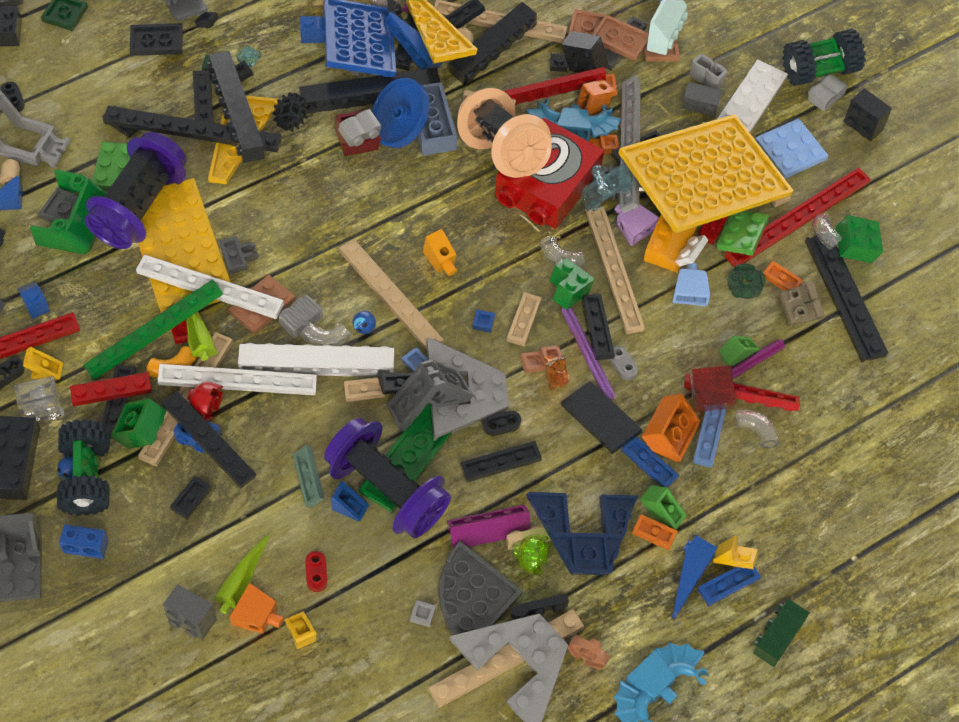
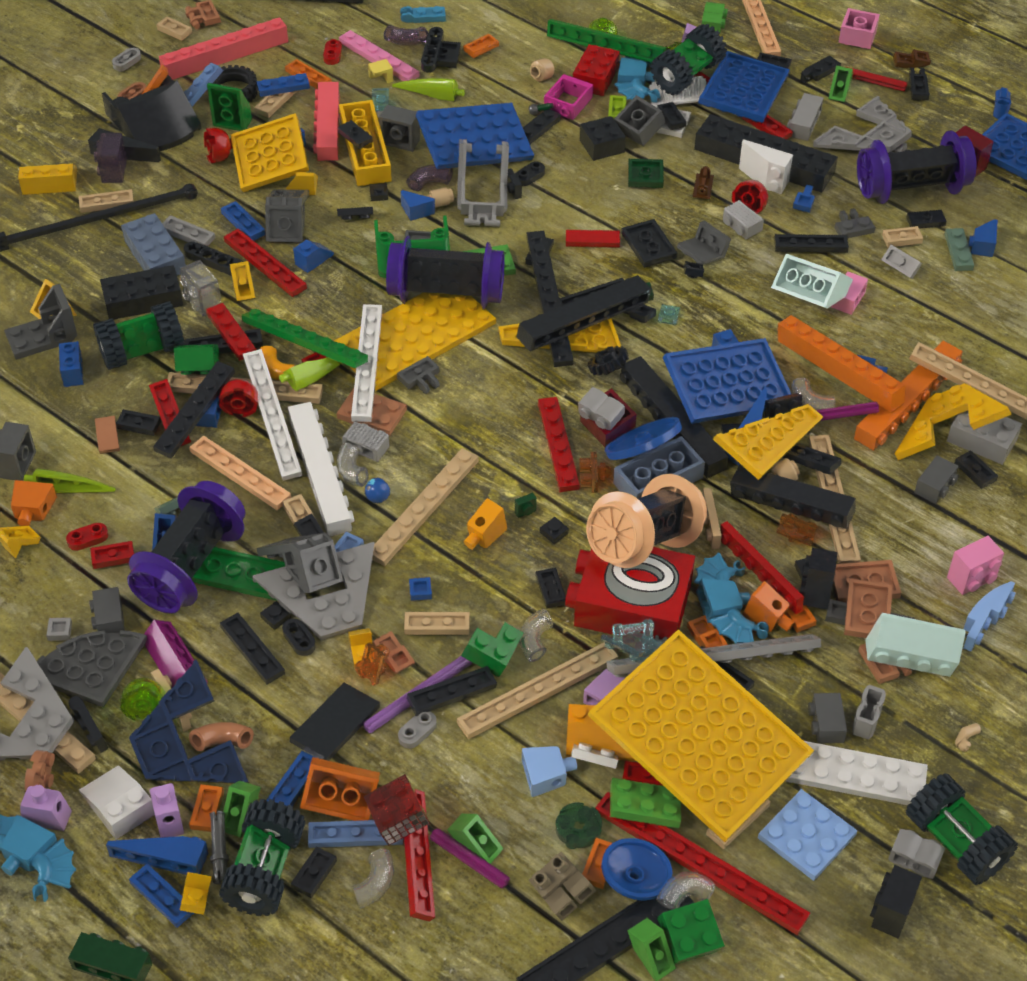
camera: 75 degrees right, 10 degrees down
(28, 110) = (514, 185): none -> black plate
(126, 78) = (592, 238): none -> red tile
(187, 467) = (165, 403): none -> red plate
(193, 527) = (107, 434): none -> nougat slope
(293, 425) = (240, 472): none -> light nougat plate
(351, 552) = (111, 554): none -> red plate
(361, 179) = (558, 444): none -> red plate
(408, 162) = (596, 472): none -> clear orange hips
(419, 568) = (107, 610): none -> dark grey brick
(425, 220) = (525, 505): none -> dark green plate
(455, 211) = (554, 530): none -> black plate
(468, 437) = (275, 615): none -> black plate
(516, 230) = (551, 587): none -> black plate
(522, 54) = (797, 529): none -> clear orange hips
(525, 380) = (358, 640): none -> yellow slope
(585, 503) = (219, 733): none -> nougat cylinder
(623, 656) = (45, 808): none -> lavender torso
(625, 599) = (118, 801): none -> white slope
(651, 560) = (164, 805): none -> lavender torso
(701, 485) = (268, 837): none -> black plate
(707, 532) = (219, 857): none -> dark grey pin
(737, 468) = (313, 872): none -> black plate
(742, 33) = (965, 733): none -> tan arm
(800, 254) = (637, 860): none -> blue dish
(863, 266) = (652, 948): none -> bright green slope

